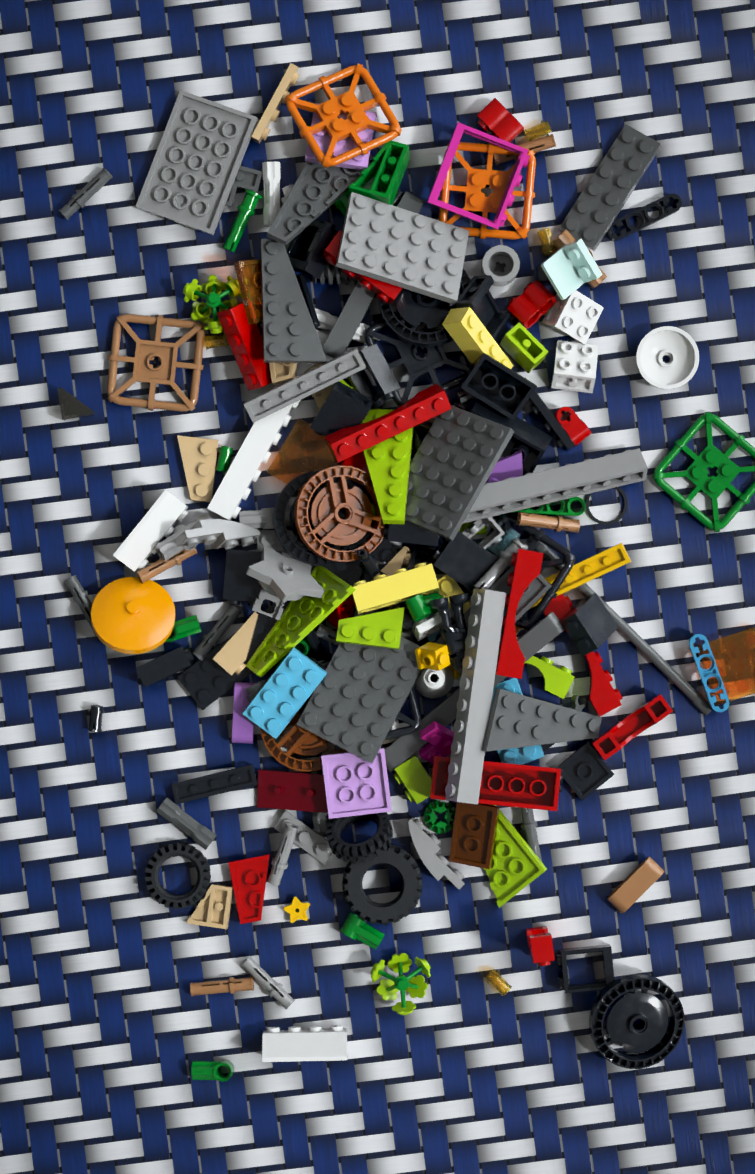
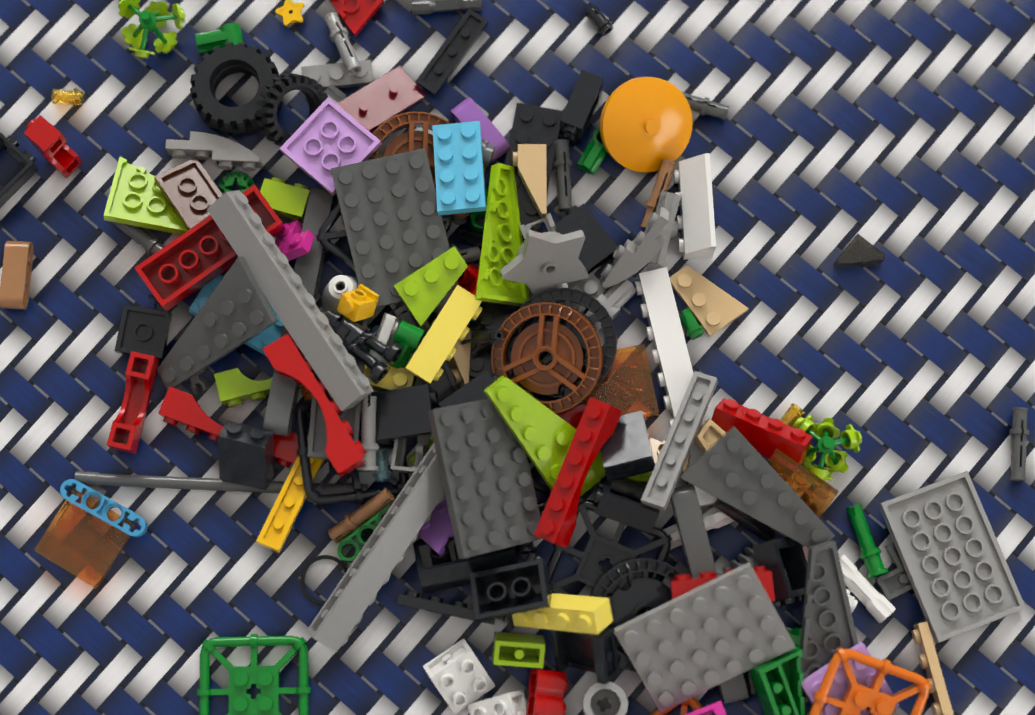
camera: 135 degrees right, 10 degrees down
(164, 373) = (808, 353): medium nougat plate -> none
(574, 427) = (411, 620): red piece -> none

